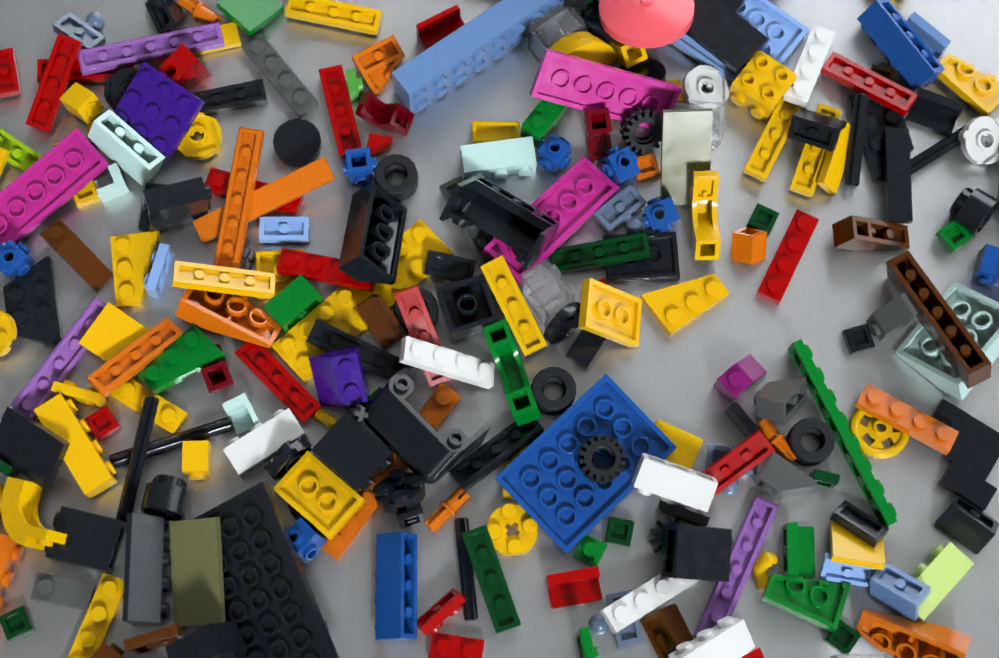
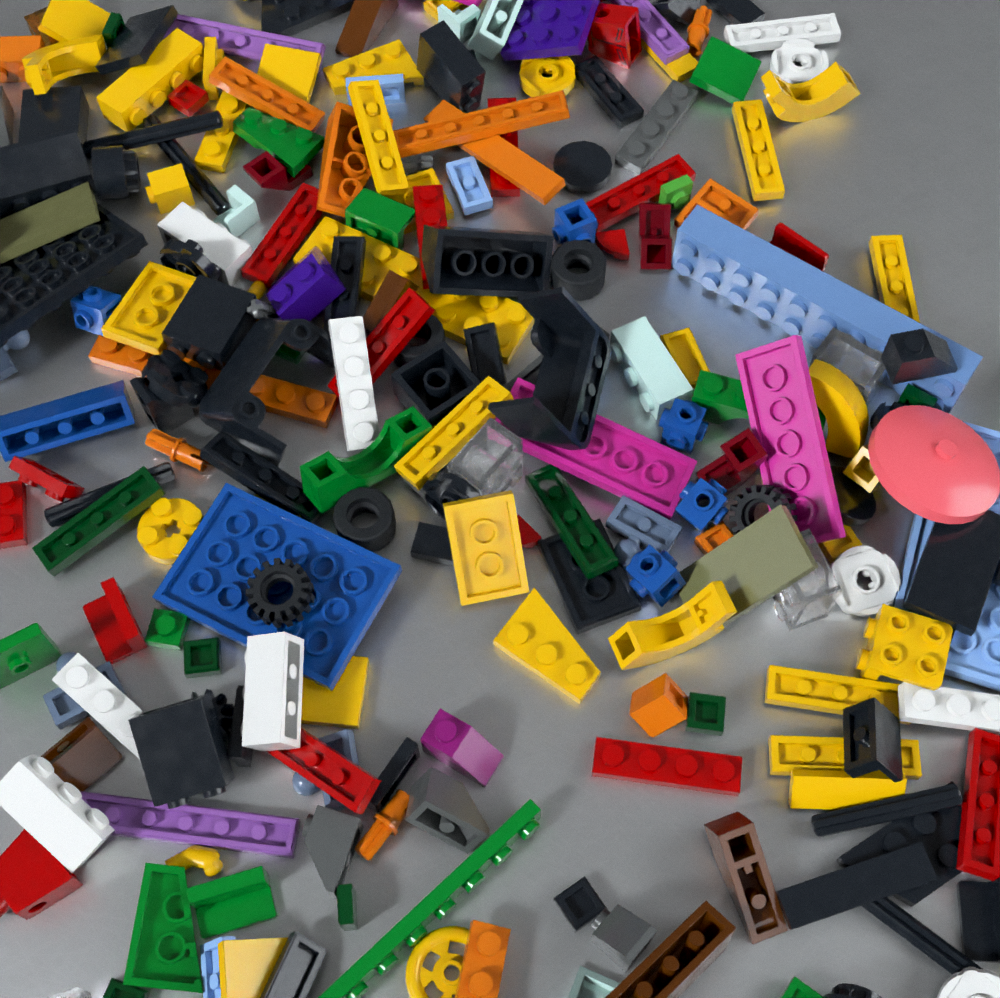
camera: 75 degrees right, 10 degrees down
(821, 431) = (377, 856): black tyre -> none

